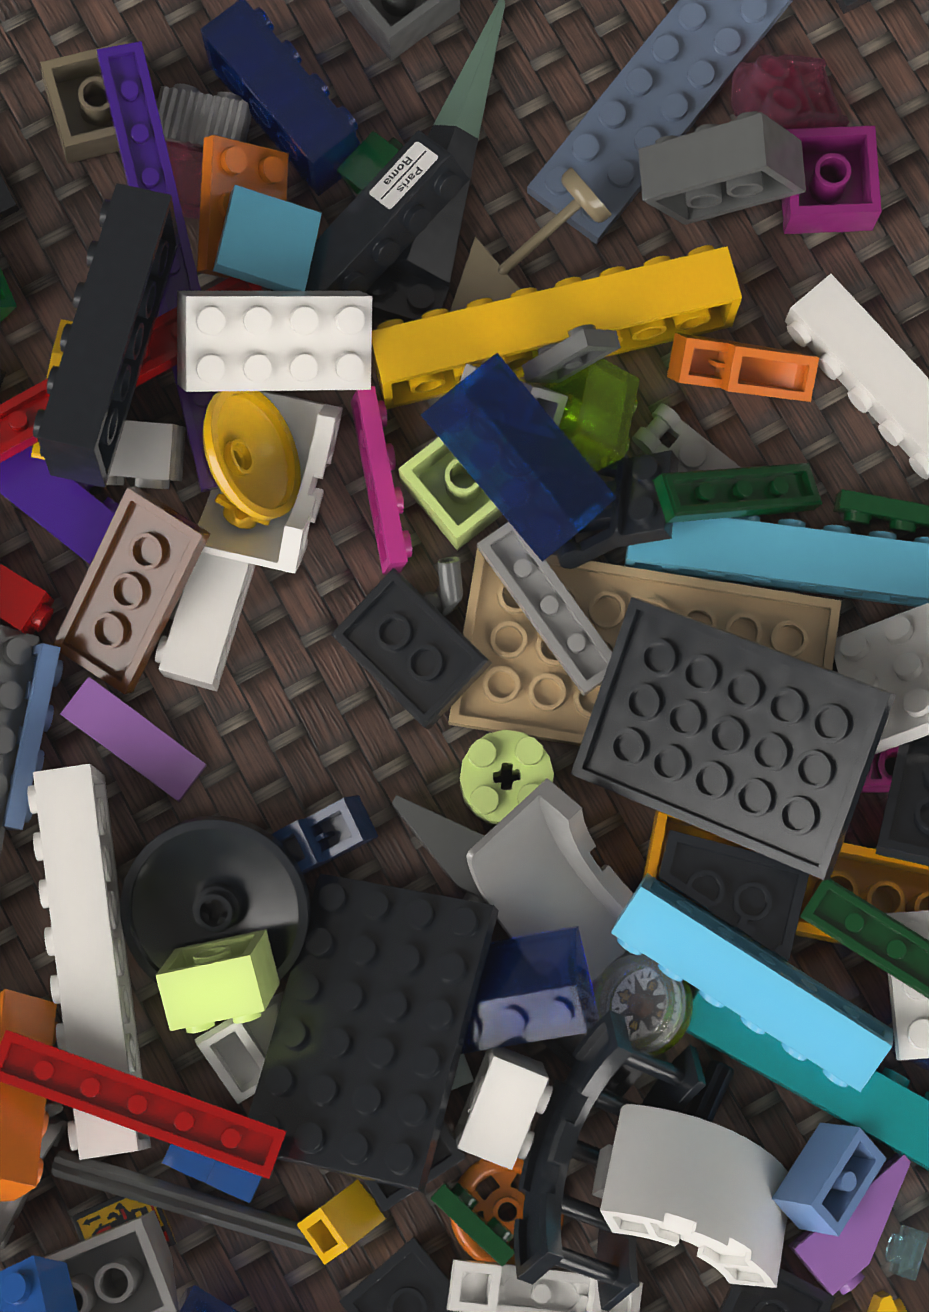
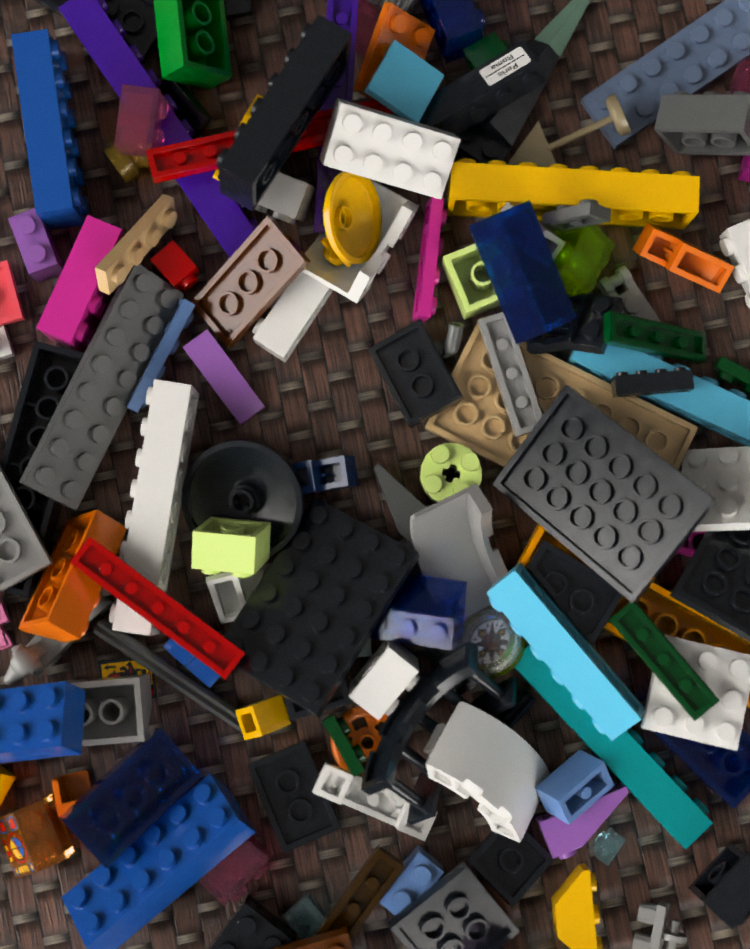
camera: 15 degrees right, 5 degrees up
(754, 558) = (652, 383): none -> black piece

